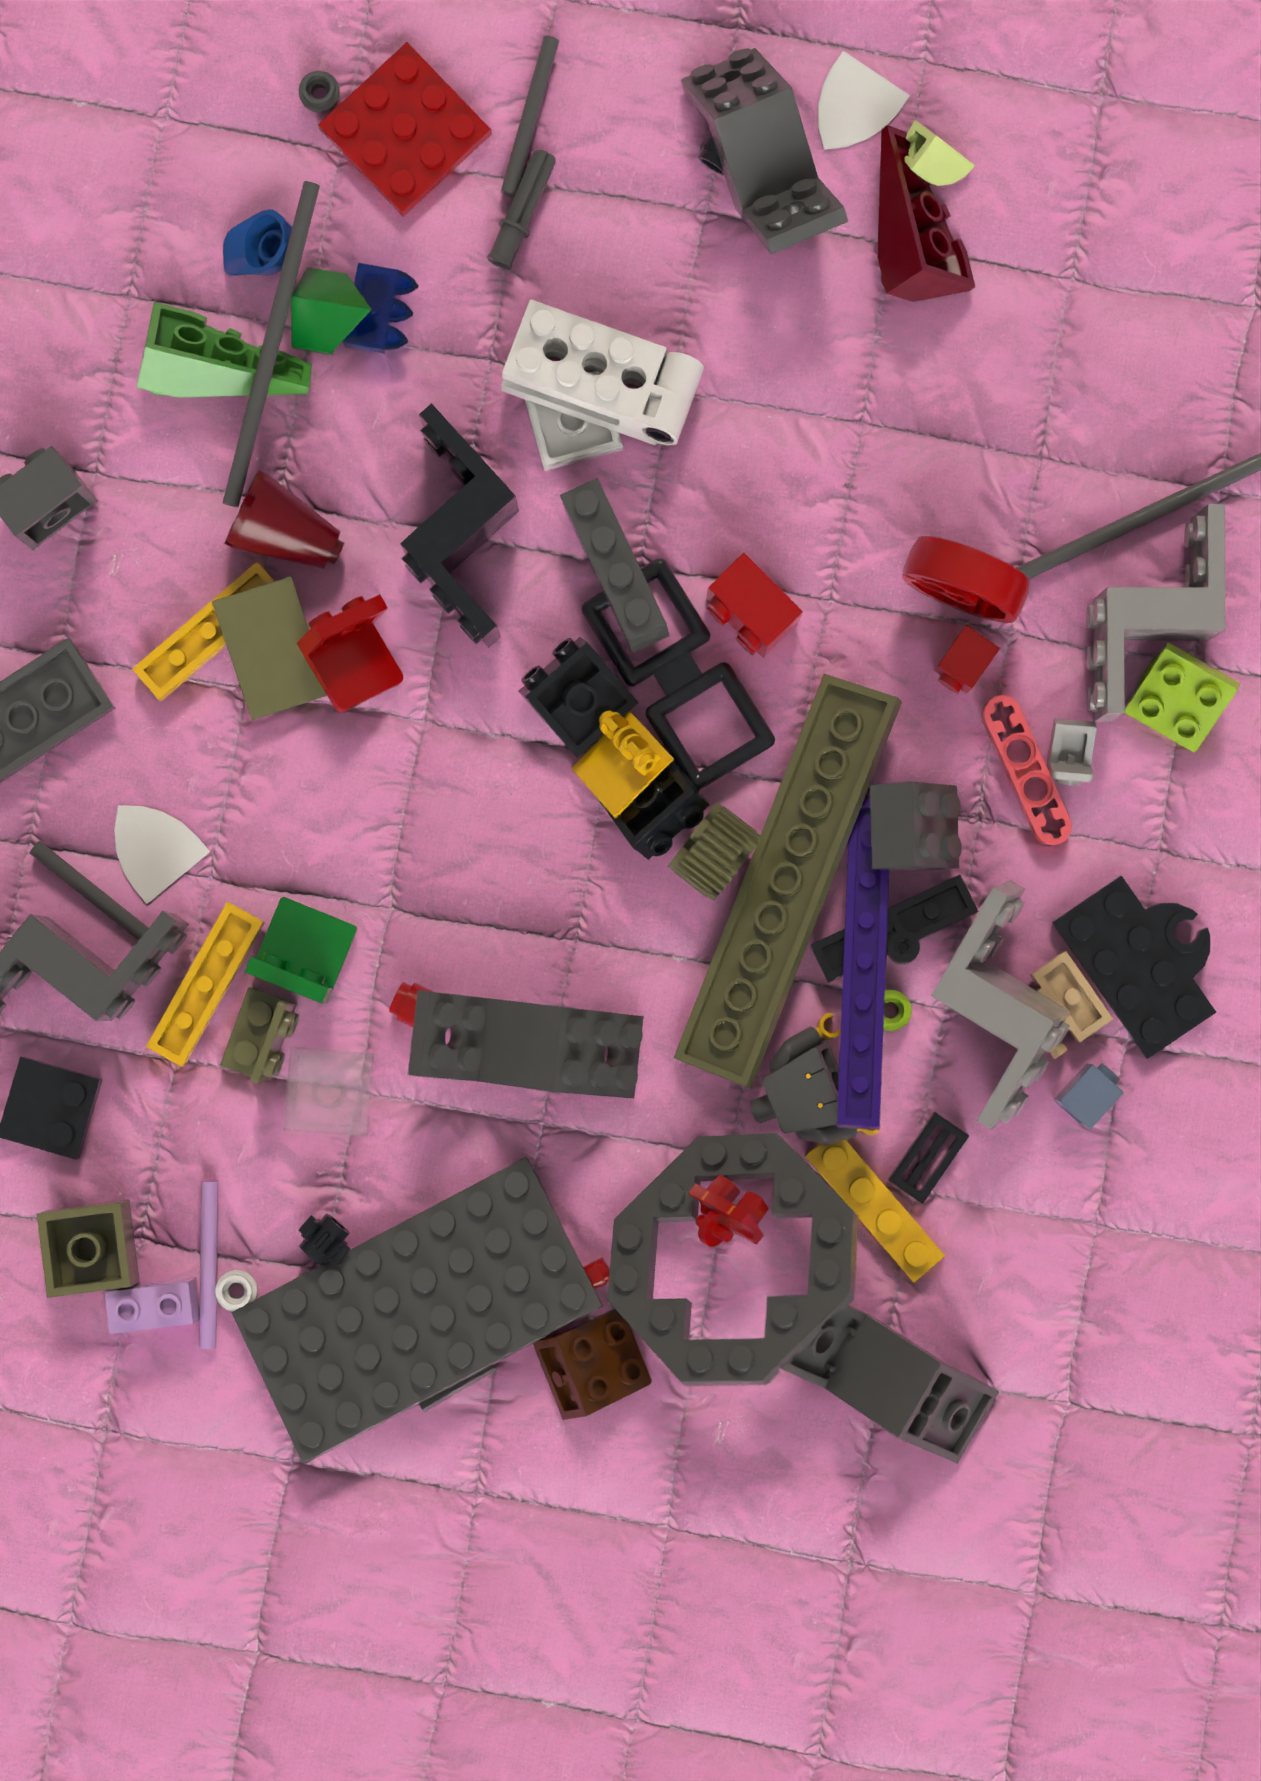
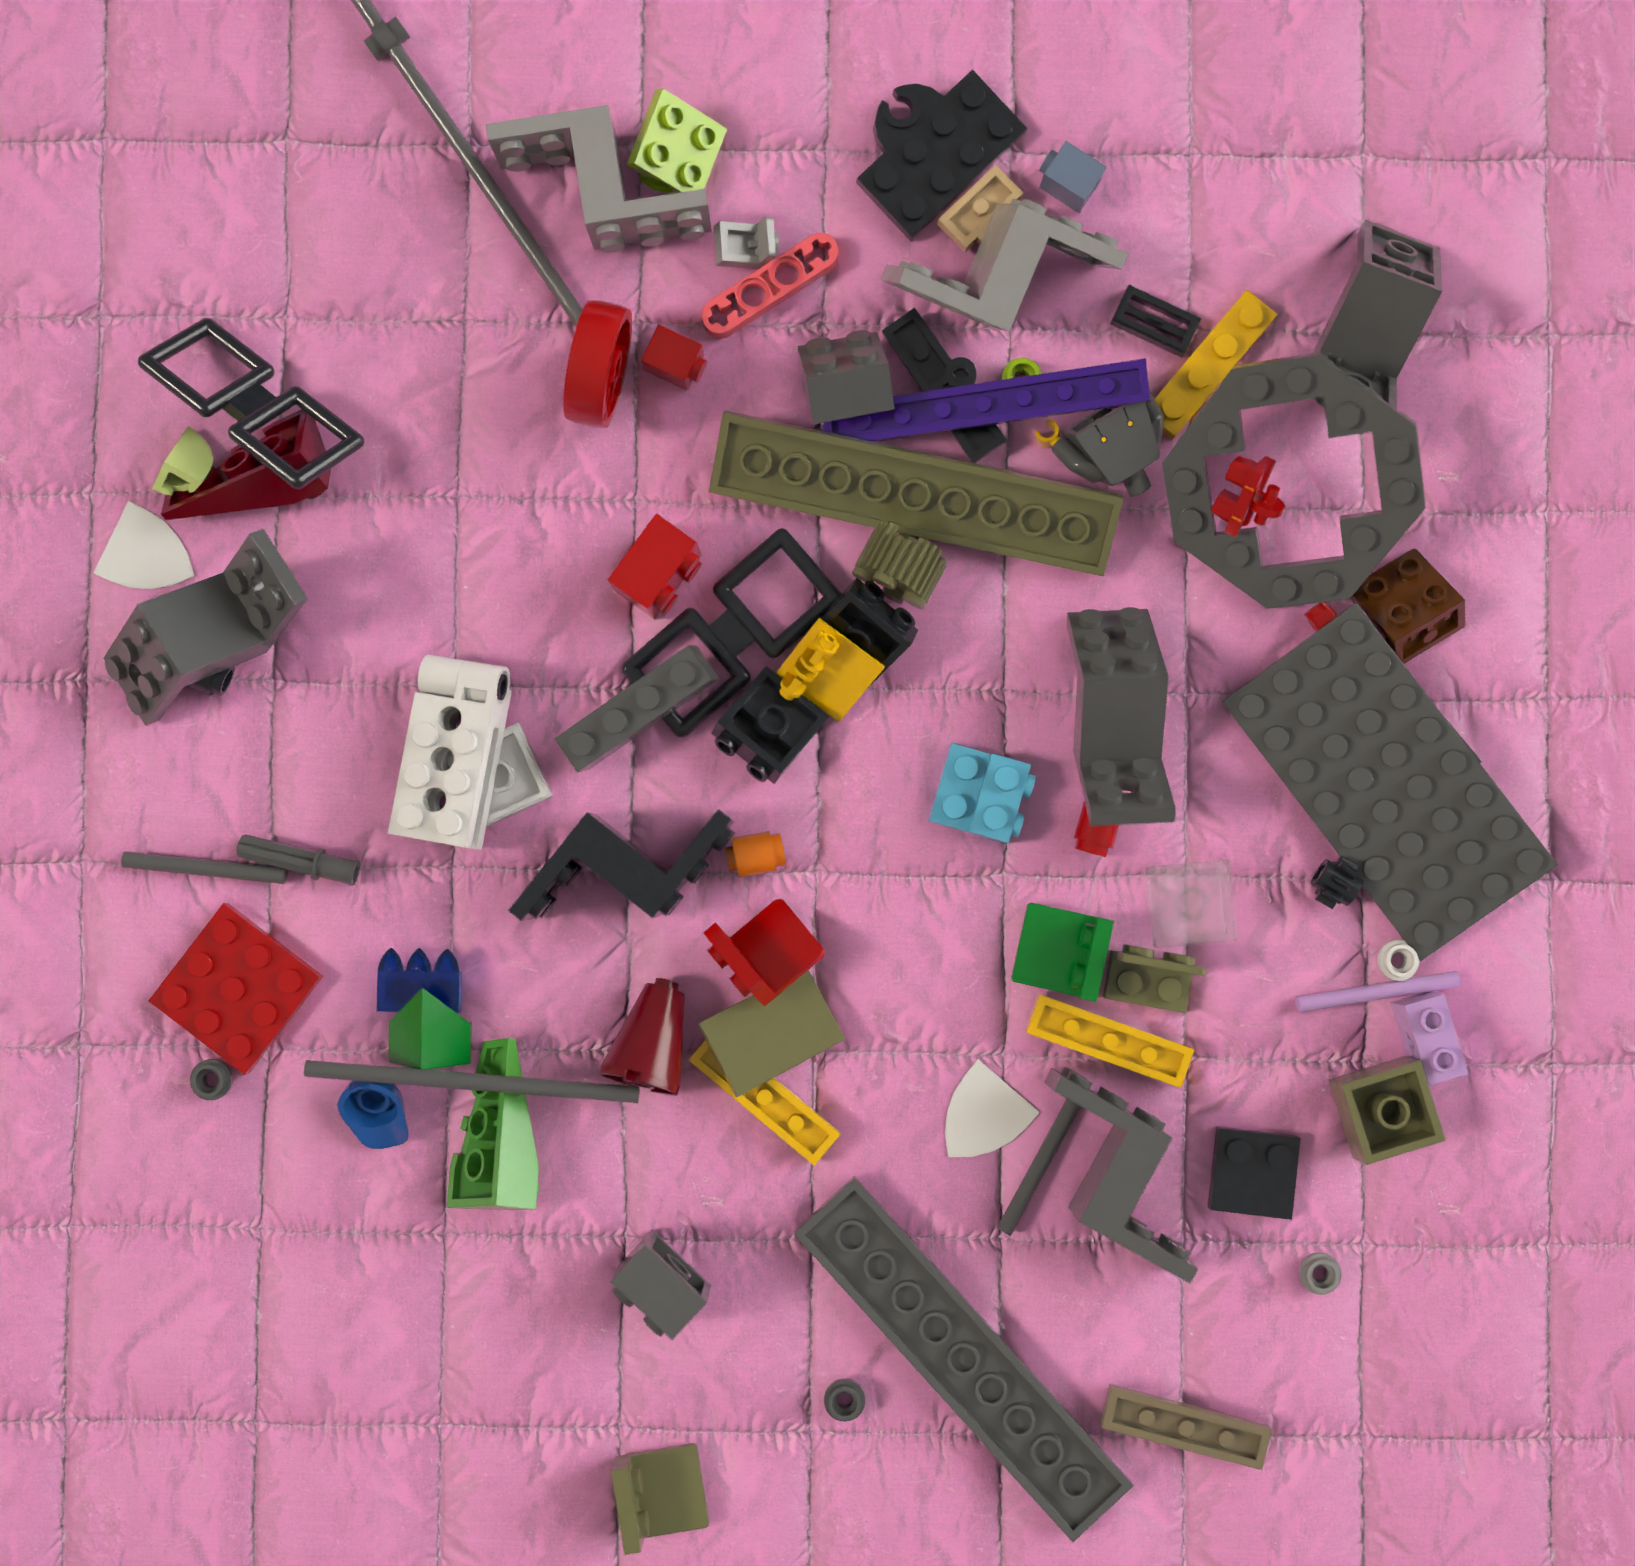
camera: 100 degrees left, 0 degrees up
(451, 661) = (755, 854): none -> orange brick
(474, 898) = (982, 793): none -> medium azure plate
(984, 230) = (251, 402): none -> black bar

